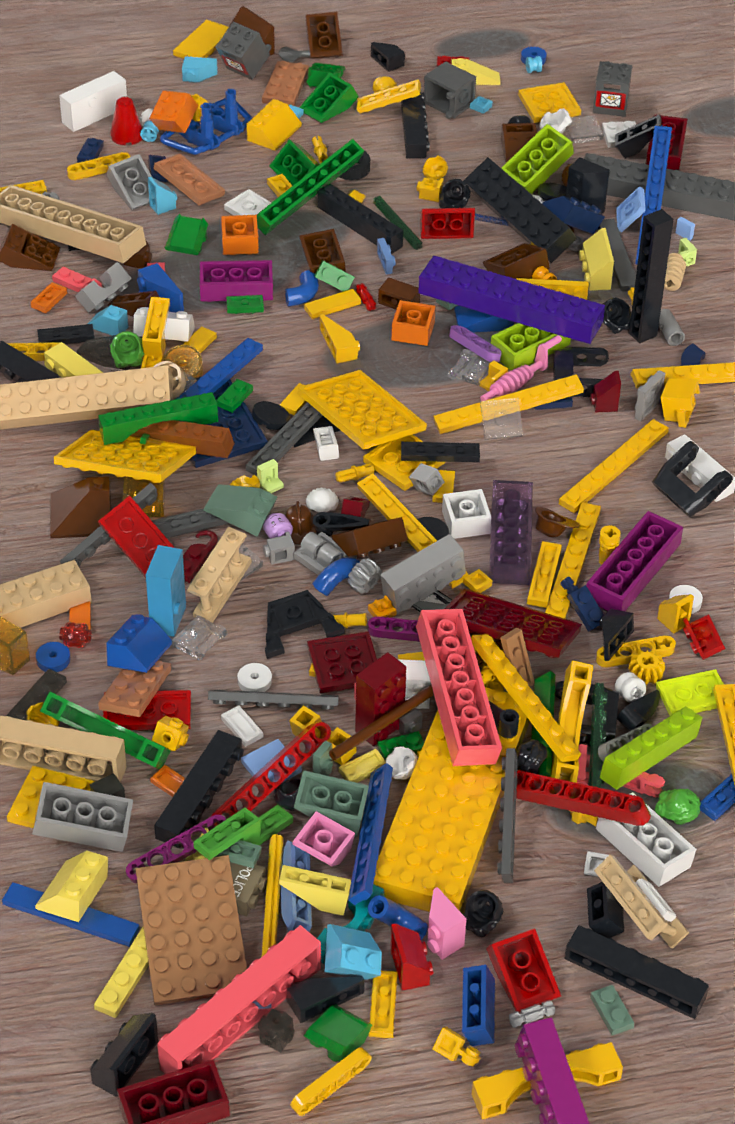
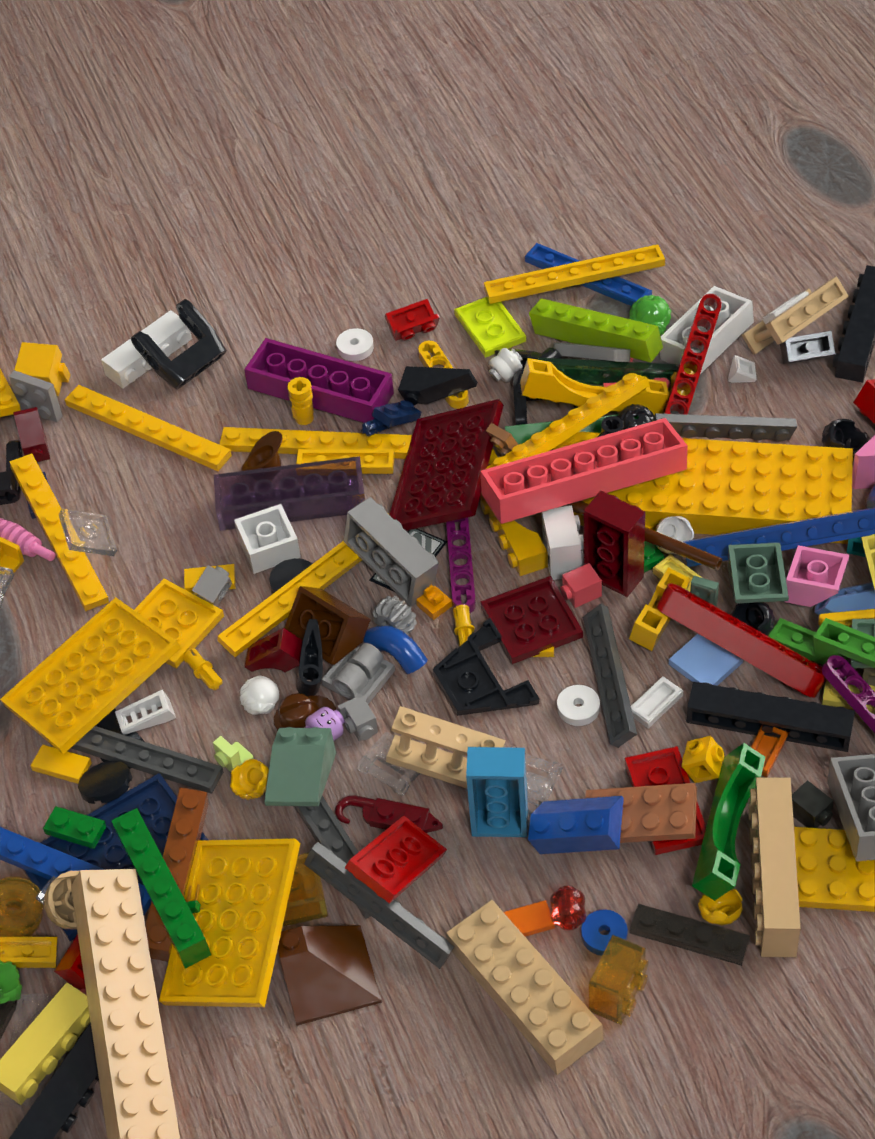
camera: 95 degrees left, 5 degrees up
(440, 452) = (164, 578): black plate -> none
(647, 666) = (470, 356): yellow gear -> none
(674, 610) = (386, 339): yellow slope -> none

